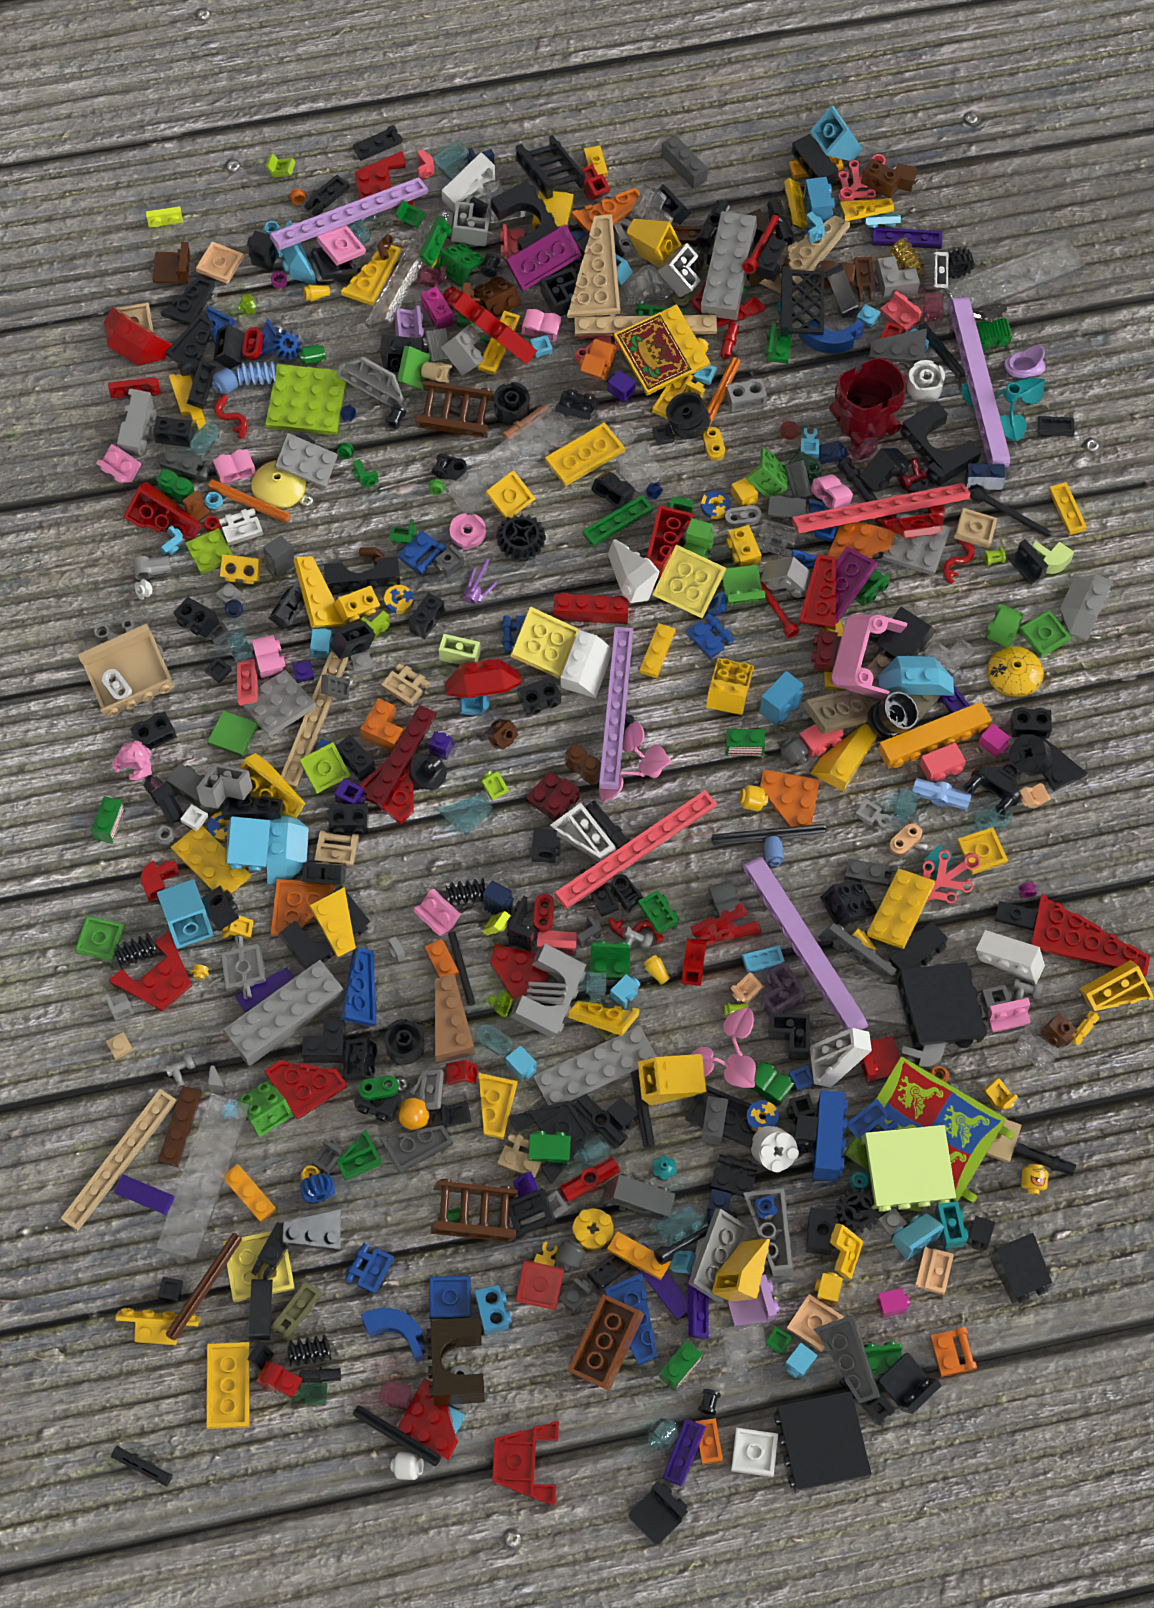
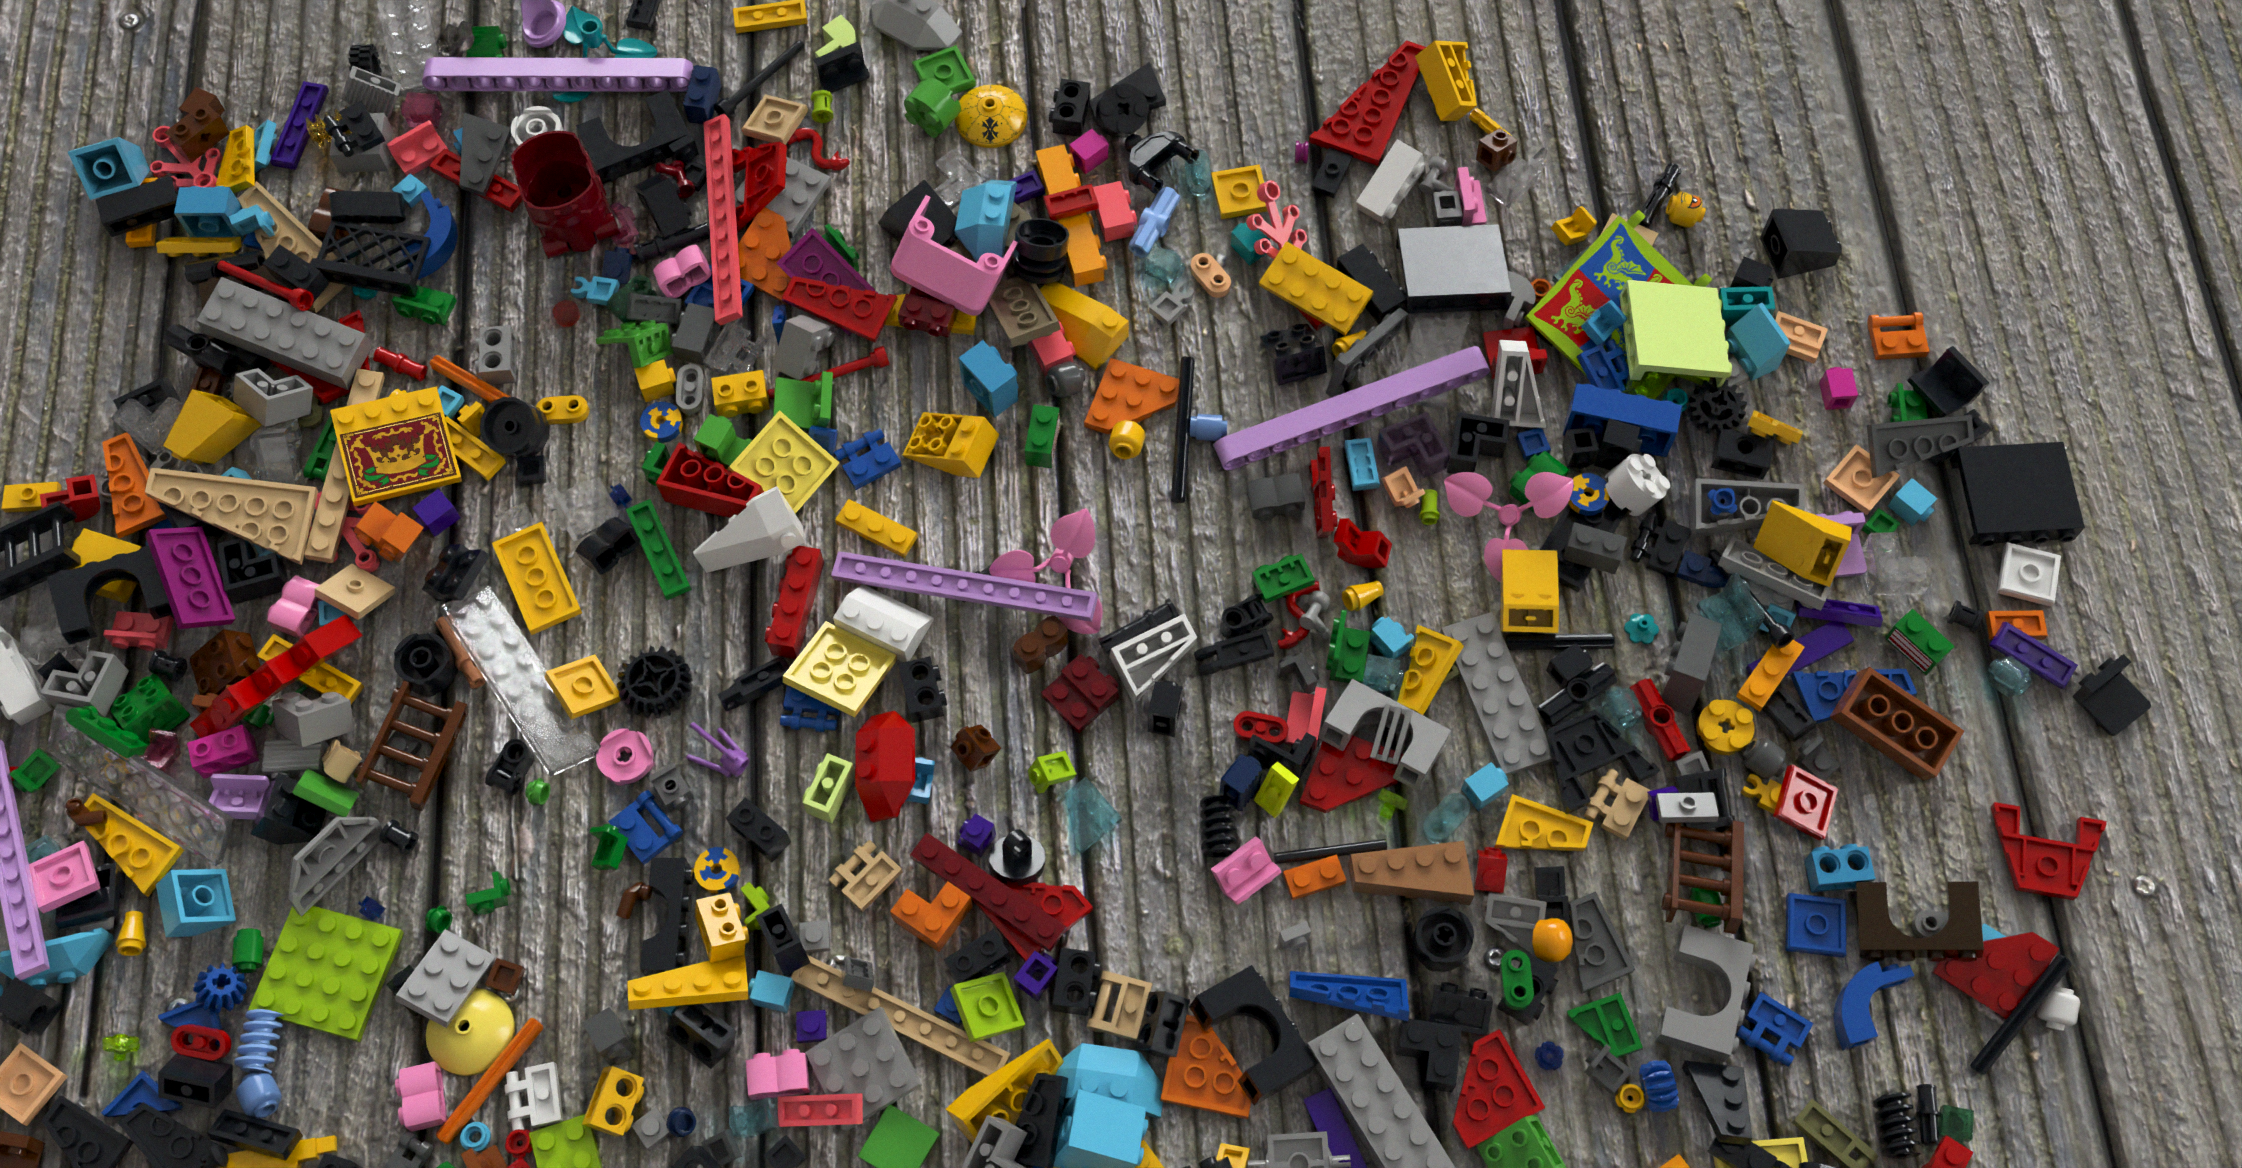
camera: 80 degrees left, 0 degrees up
(203, 439) = (358, 1141): clear light blue plate -> none
(242, 428) = (303, 1114): red animal -> none
(279, 274) = (81, 985): magenta bush -> none
(313, 494) = (505, 977): none -> reddish brown plate
(333, 1125) = (1549, 1063): none -> clear blue plate
(335, 921) = (1252, 1012): yellow wing -> none
(339, 319) = (195, 901): none -> medium azure slope
(395, 1395) = (1959, 1011): clear pink brick -> none
(411, 1237) = (1730, 963): none -> light grey arch
(519, 1195) = (1686, 807): none -> plate
(529, 595) = (754, 684): none -> black hinge
(549, 1147) = (1619, 760): green brick -> none
(556, 353) = (354, 591): none -> tan plate
(635, 849) = (1187, 595): coral plate -> none
(684, 161) = (76, 375): dark grey brick -> none
(828, 1288) = (1818, 455): yellow brick -> none
(864, 277) = (348, 180): reddish brown hinge -> none
(870, 872) = (1252, 321): dark grey plate -> none
(901, 270) = (361, 125): none -> black plate
(906, 1113) = (1603, 322): none -> dark azure bracket
(937, 729) = (1071, 202): none -> red plate
(943, 352) = (497, 111): black axle -> none
(1034, 796) = (1173, 119): light nougat bracket -> none

